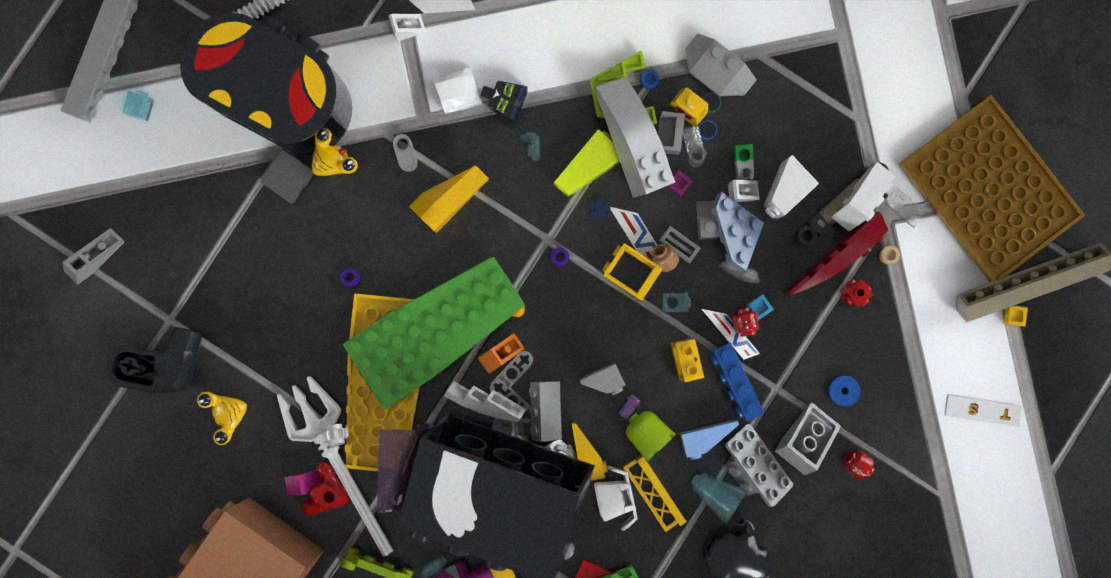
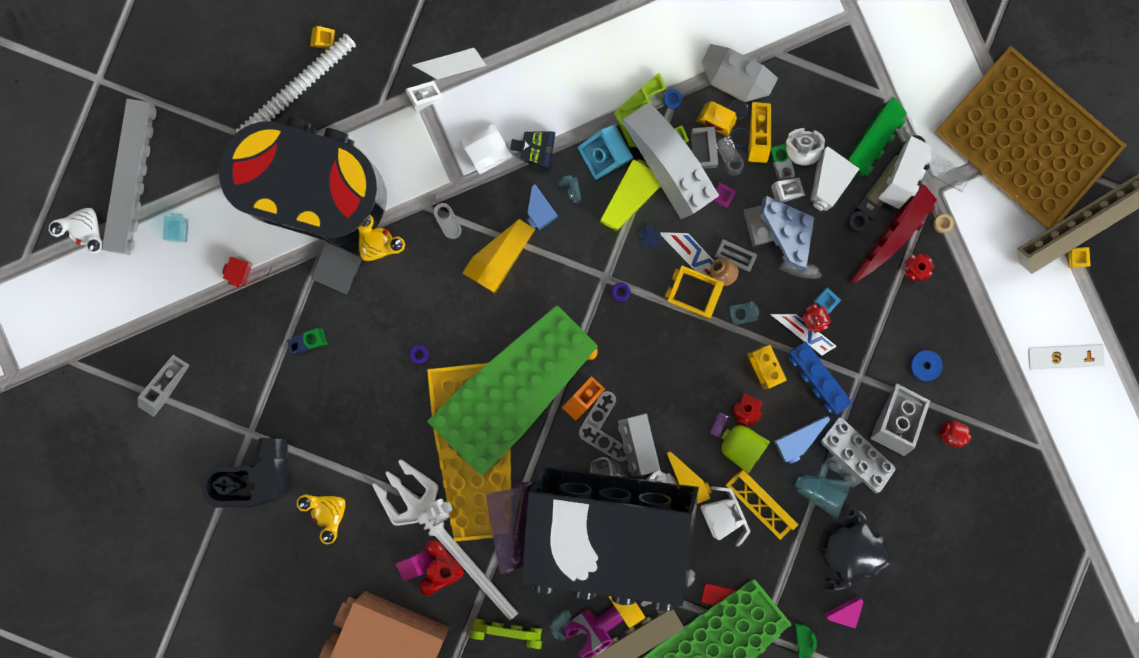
camera: 10 degrees left, 0 degrees up
(46, 84) = (82, 229): none -> white head
(188, 160) = (236, 271): none -> red brick
(243, 241) = (307, 341): none -> leg
(479, 401) = (584, 450): white slope -> none
(496, 160) = (539, 210): none -> medium blue slope
(572, 117) = (605, 152): none -> medium azure slope
(605, 380) = (691, 402): light grey slope -> none
(662, 393) = (748, 410): none -> red brick
(727, 129) = (760, 132): none -> yellow slope
(769, 152) = (804, 146): none -> white cylinder
(843, 154) = (877, 136): none -> green slope

